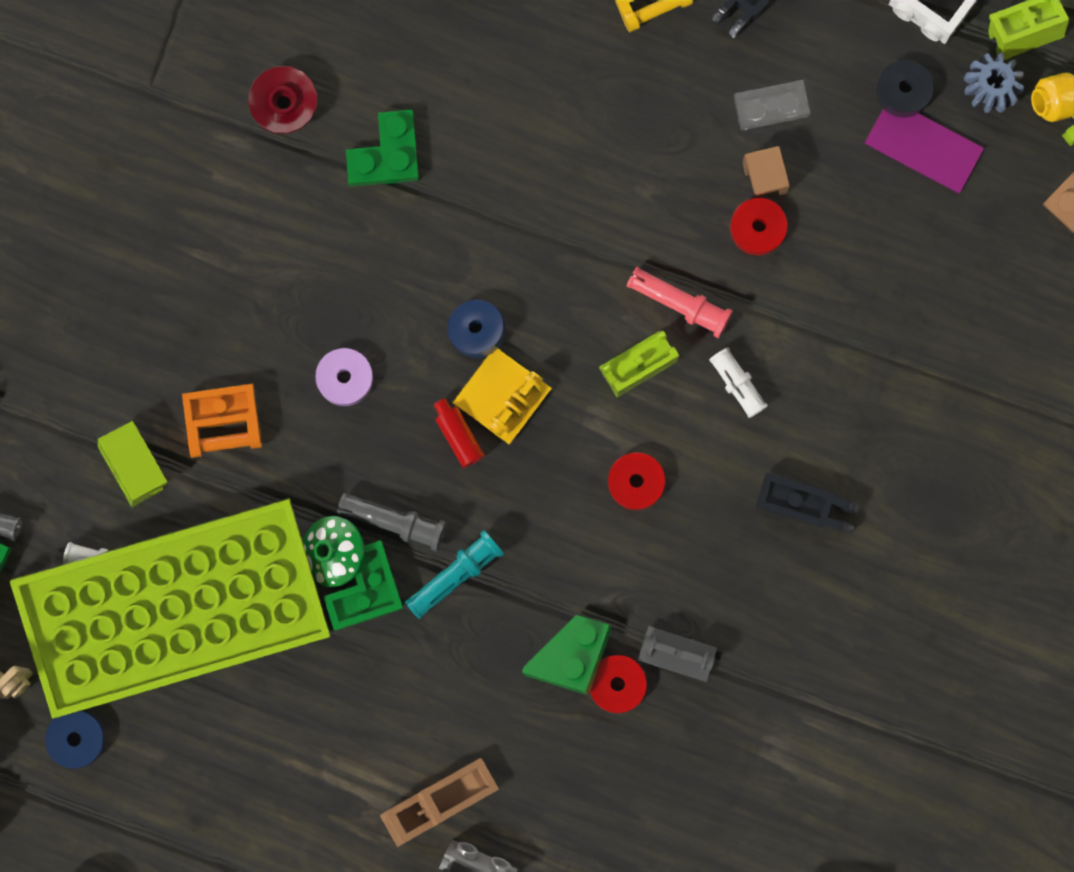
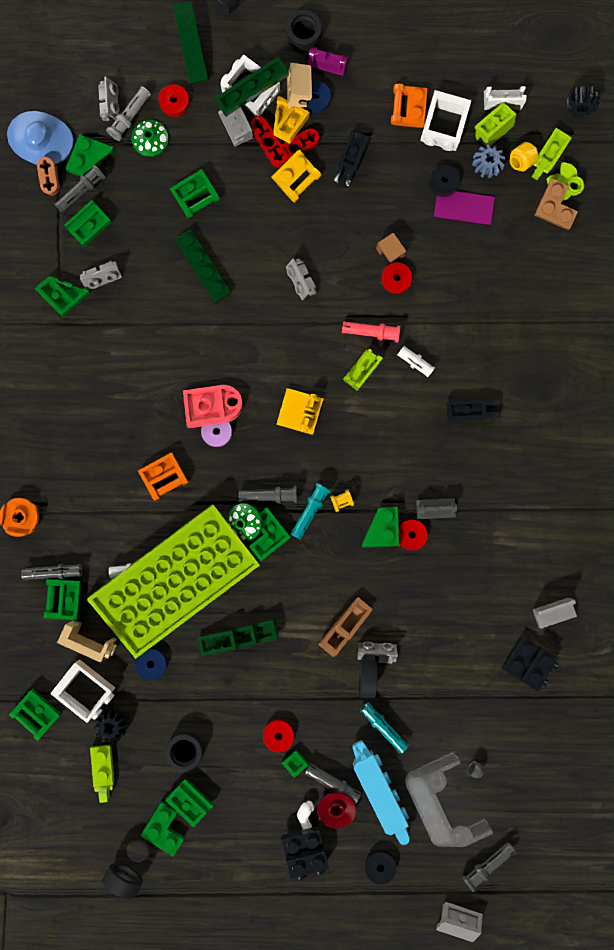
camera: 30 degrees left, 5 degrees up
(132, 463) = (126, 515): lime hinge -> none
(166, 46) = (61, 295): none -> green wing
(232, 38) = (93, 278): none -> light grey hinge
(244, 750) = (238, 637): none -> dark green slope
(280, 84) = (123, 297): dark red dish -> none
(350, 328) = (210, 406): none -> coral tile
(393, 160) = (199, 311): green plate -> none
(429, 85) = (202, 266): none -> dark green plate
(458, 434) = (285, 439): red cylinder -> none
(481, 343) = (268, 376): dark blue piece -> none
(516, 578) = (342, 500): none -> yellow bush
(589, 182) = (303, 286): none -> light grey hinge
(647, 469) = (383, 421): red piece -> none
(771, 105) = (380, 213): clear plate -> none

